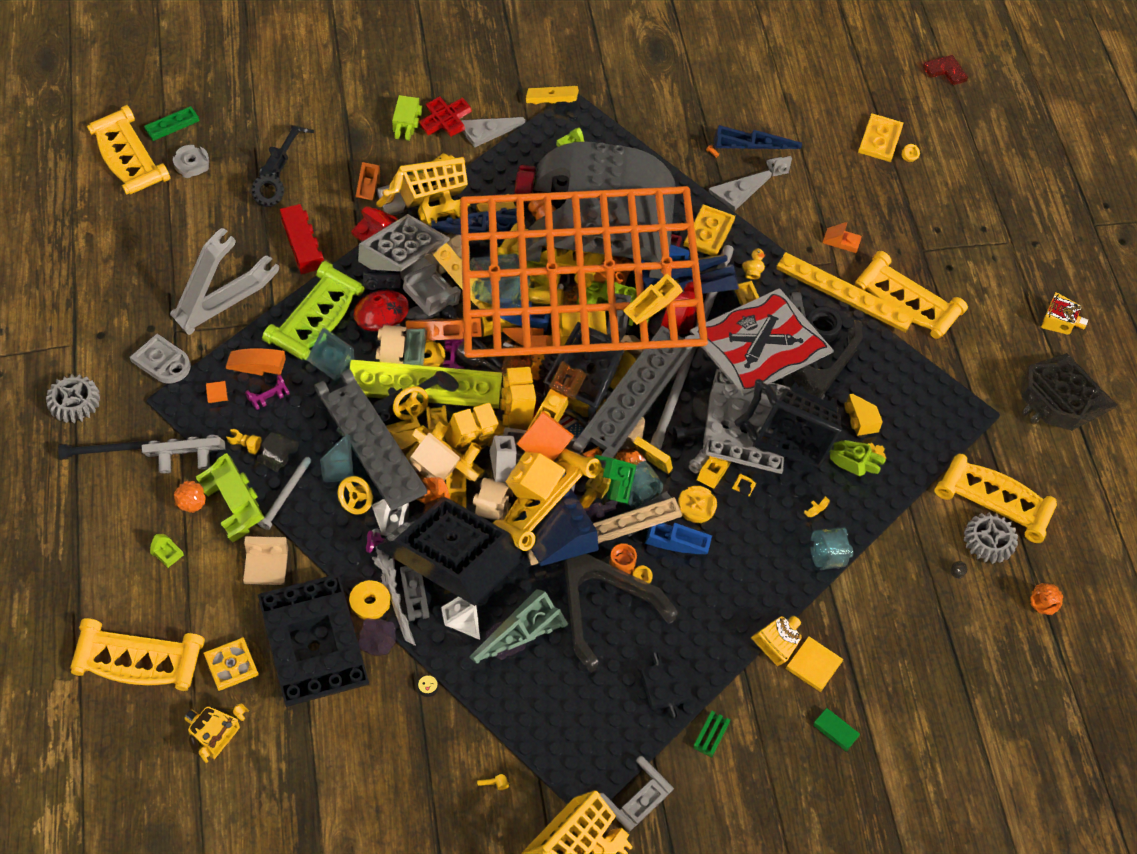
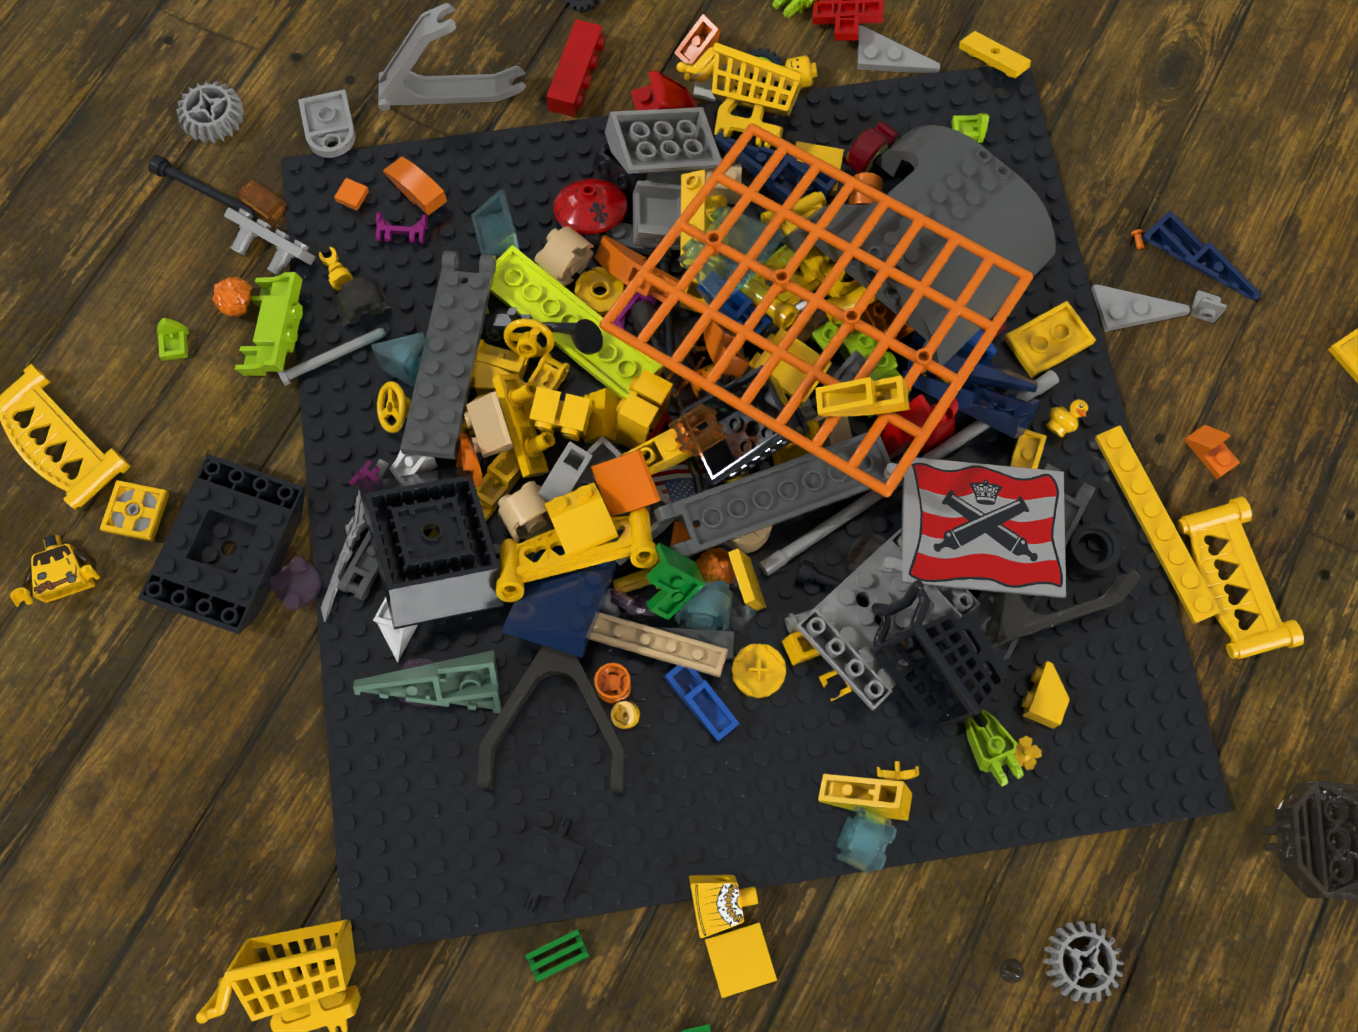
camera: 40 degrees right, 15 degrees up
(154, 431) = (261, 199): none -> clear orange tile
(265, 560) = (253, 421): tan bracket -> none
(331, 280) = (566, 139): lime piece -> none
(369, 589) = (311, 524): yellow tile -> none
(415, 347) = (589, 273): sand green tile -> none
(427, 685) = (306, 675): light yellow tile -> none
(499, 780) = (293, 840): yellow hand -> none
(644, 801) = (417, 979): light grey plate -> none
(800, 532) = (880, 796): none -> yellow slope
(1034, 519) = (1160, 978): yellow piece -> none

